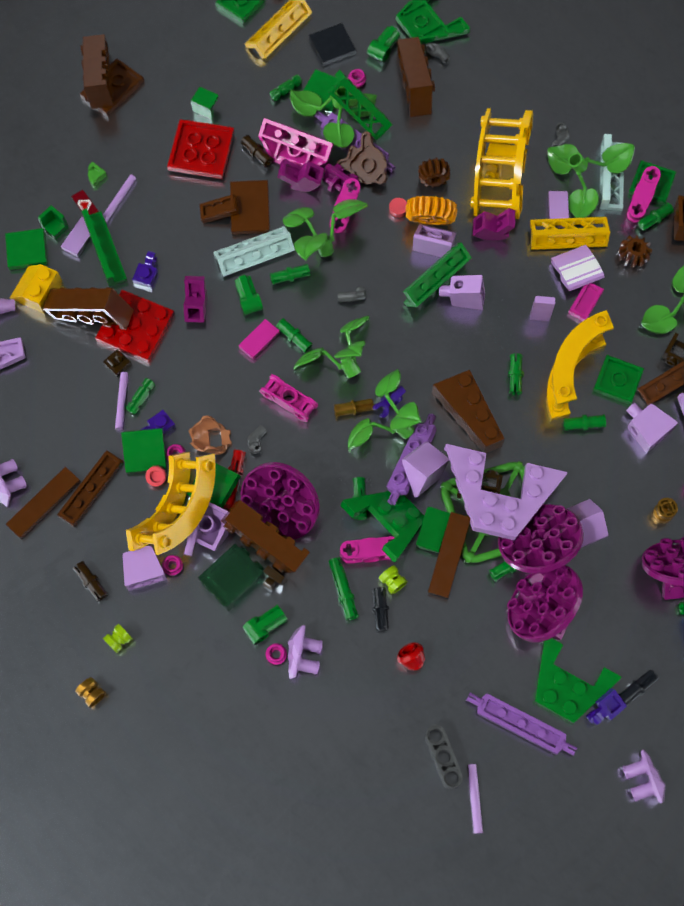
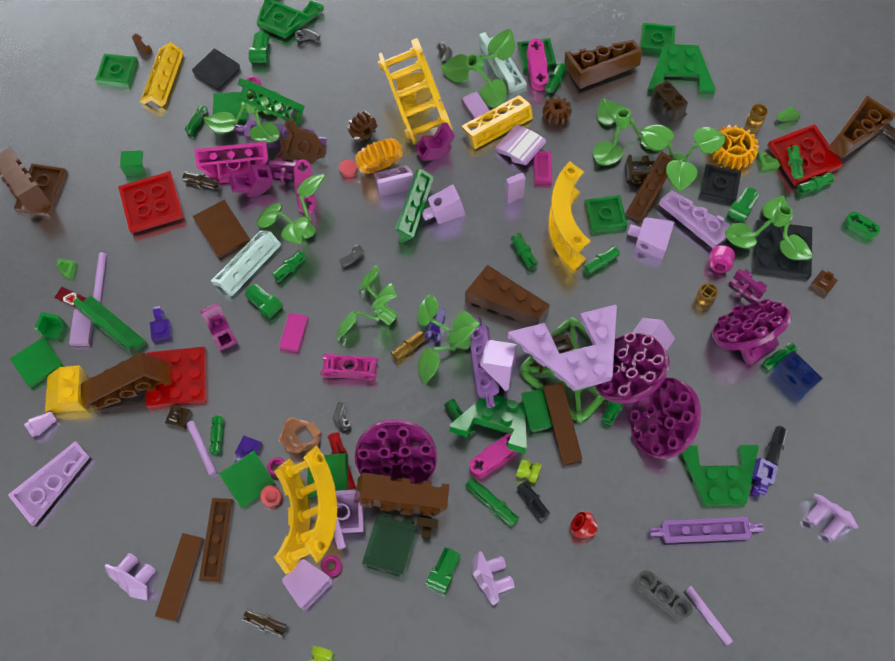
camera: 30 degrees left, 5 degrees down
(218, 208) = (195, 242): reddish brown plate -> none
(276, 647) = (468, 584): dark pink plate -> none
(294, 335) = (322, 313): green pin -> none
(416, 76) = (301, 60): reddish brown wedge -> none

